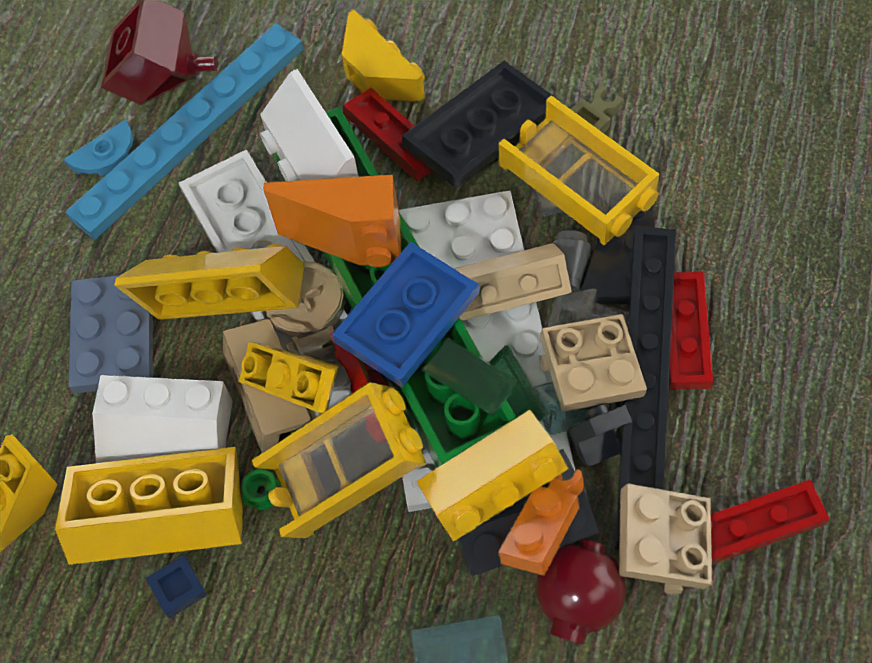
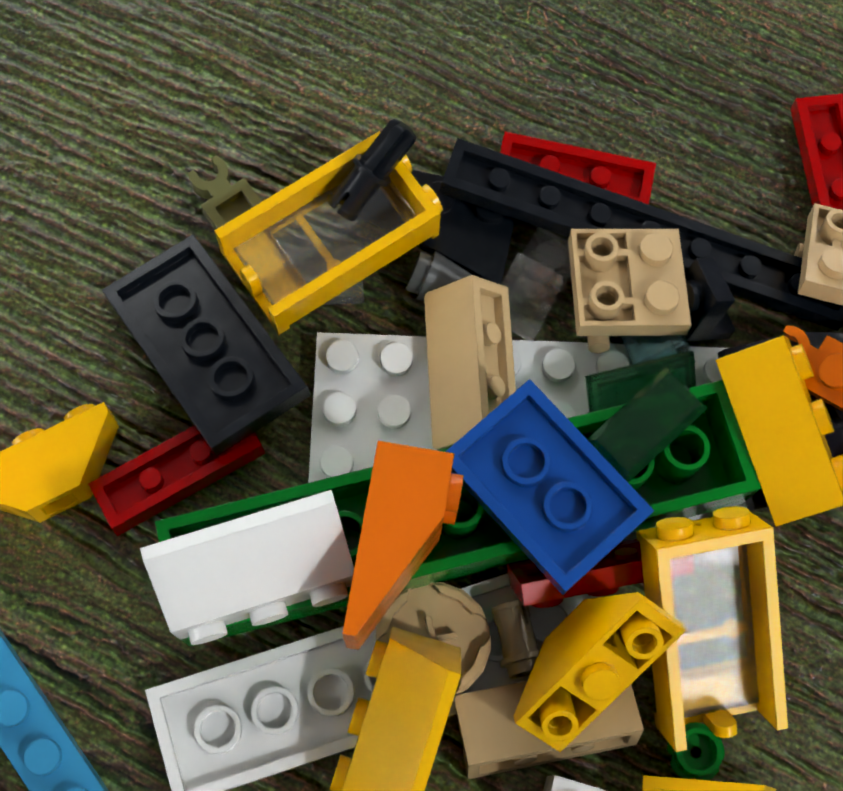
camera: 90 degrees left, 10 degrees up
(624, 174) = (372, 169): none -> black axle

